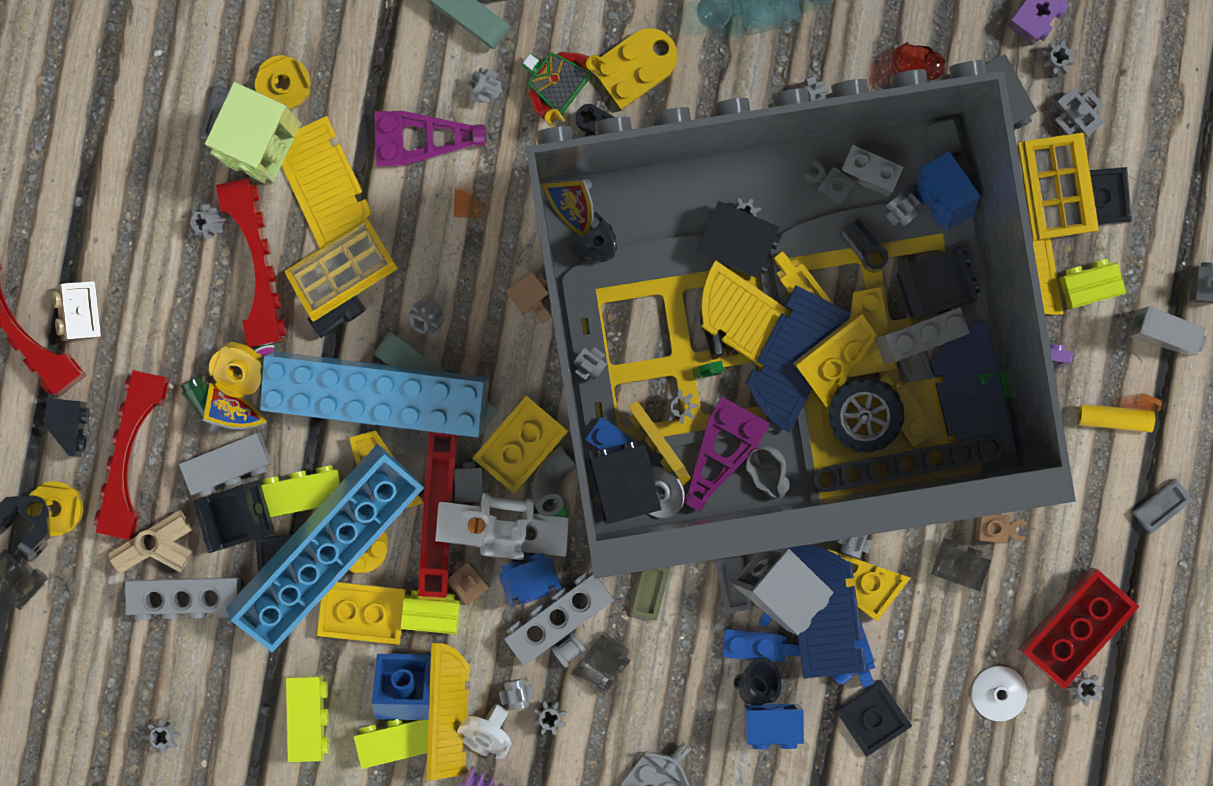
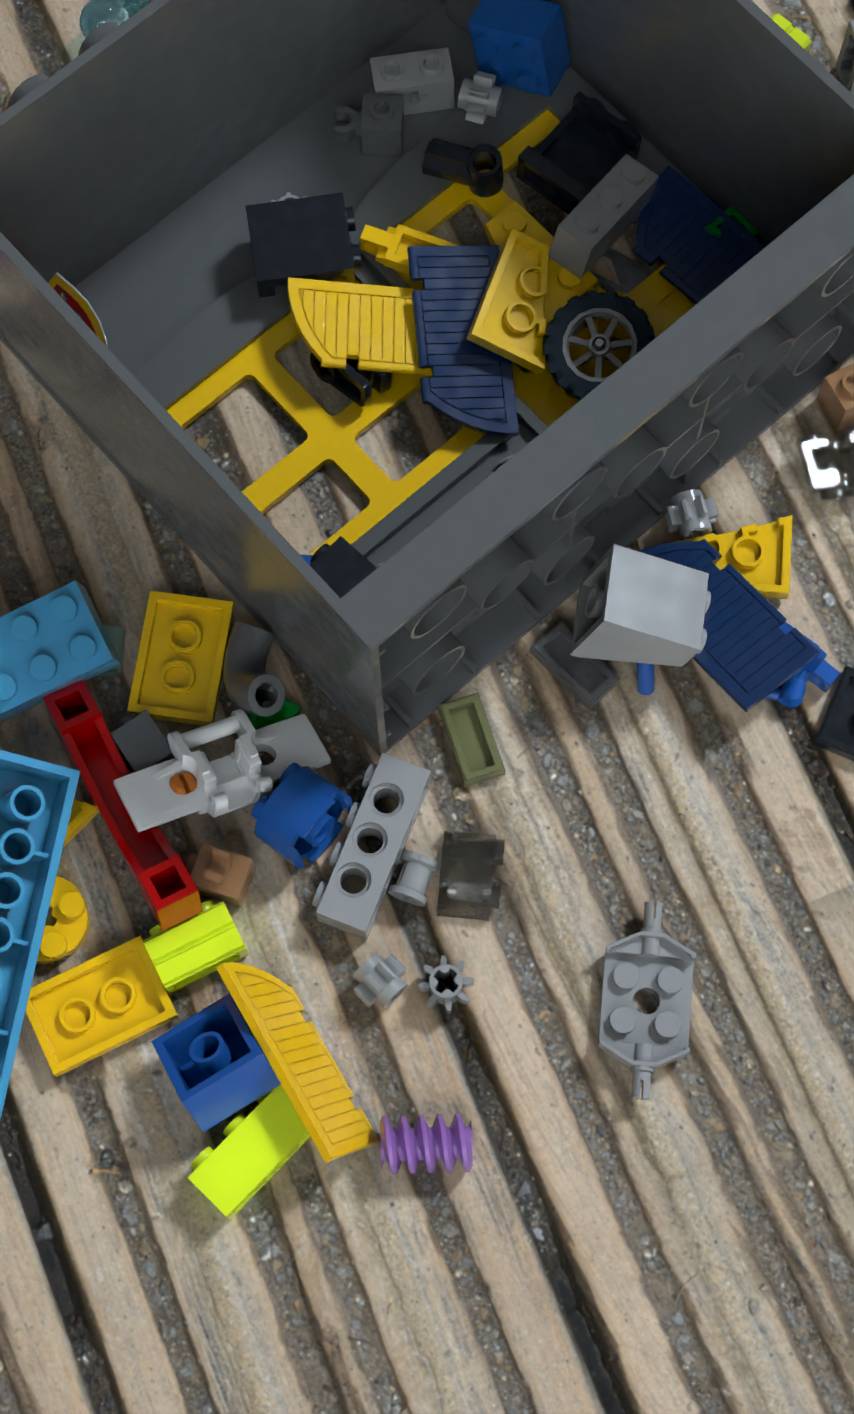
camera: 30 degrees left, 15 degrees down
(306, 718) = (106, 1199): neon yellow brick -> none
(485, 734) = (372, 1059): white tile -> none
(528, 295) = (78, 468): medium nougat brick -> none
(596, 244) = (132, 345): black helmet -> none
(657, 442) = (366, 534): yellow wing -> none
(686, 400) = (355, 489): light grey gear -> none
(708, 370) = (367, 417): green tile -> none
(736, 421) = (442, 459): magenta plate -> none
(753, 644) = (659, 722): blue hinge -> none
(759, 682) = (691, 763): black helmet -> none
(774, 725) = (748, 798): blue brick -> none

